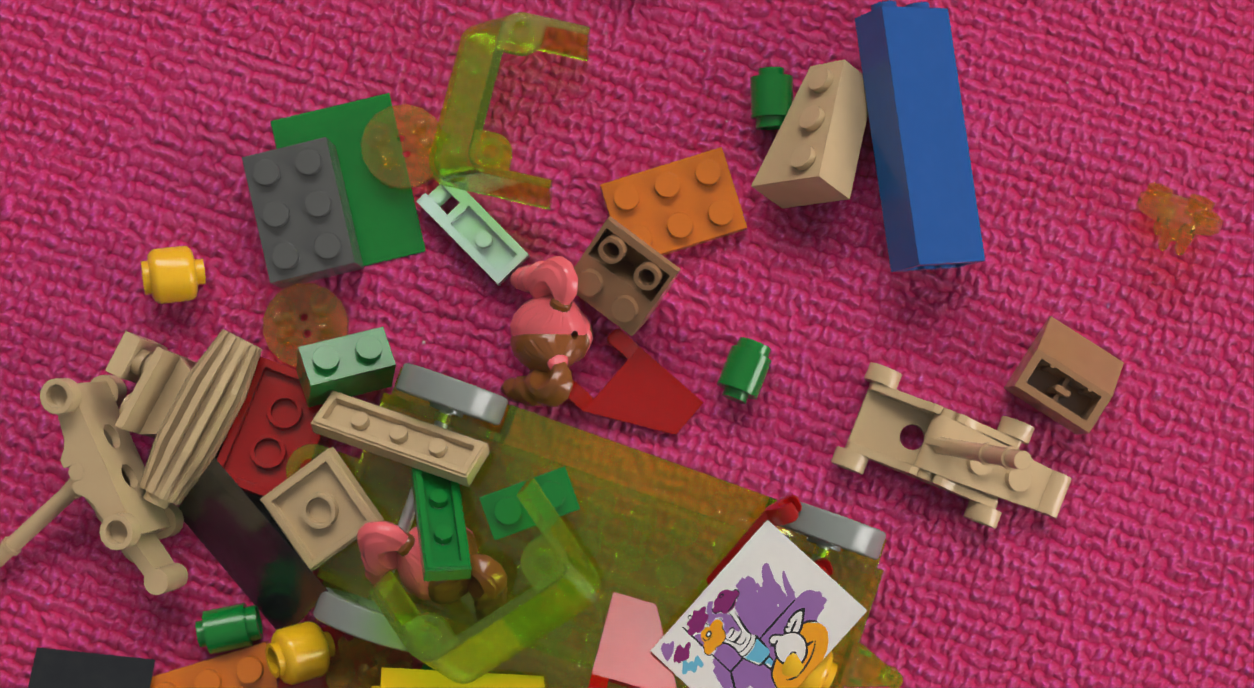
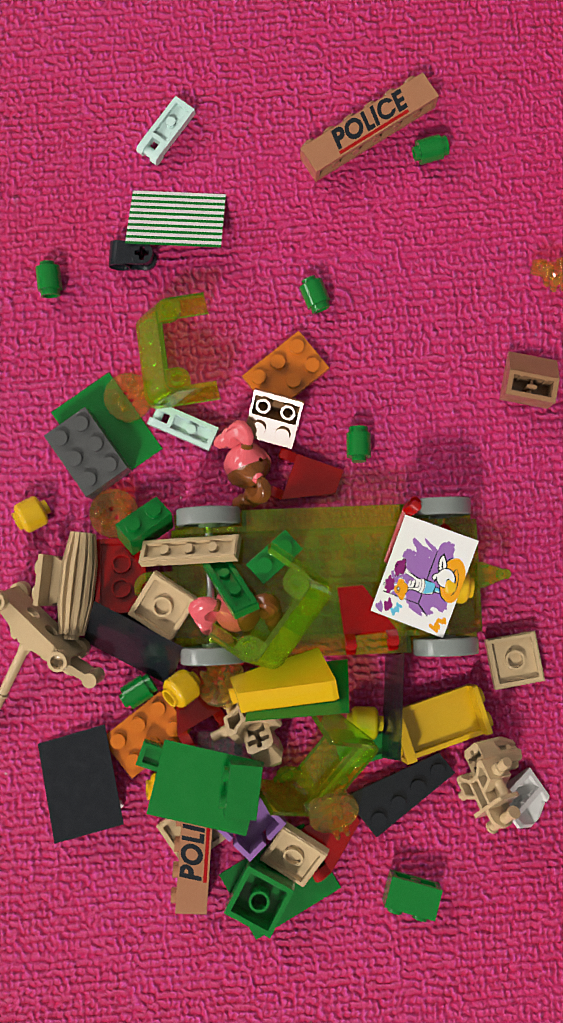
camera: 20 degrees left, 0 degrees up
(130, 356) = (26, 565): tan plate -> none
(818, 140) = (349, 305): tan wedge -> none
(919, 137) = (402, 283): blue brick -> none
(954, 454) = (488, 443): tan piece -> none

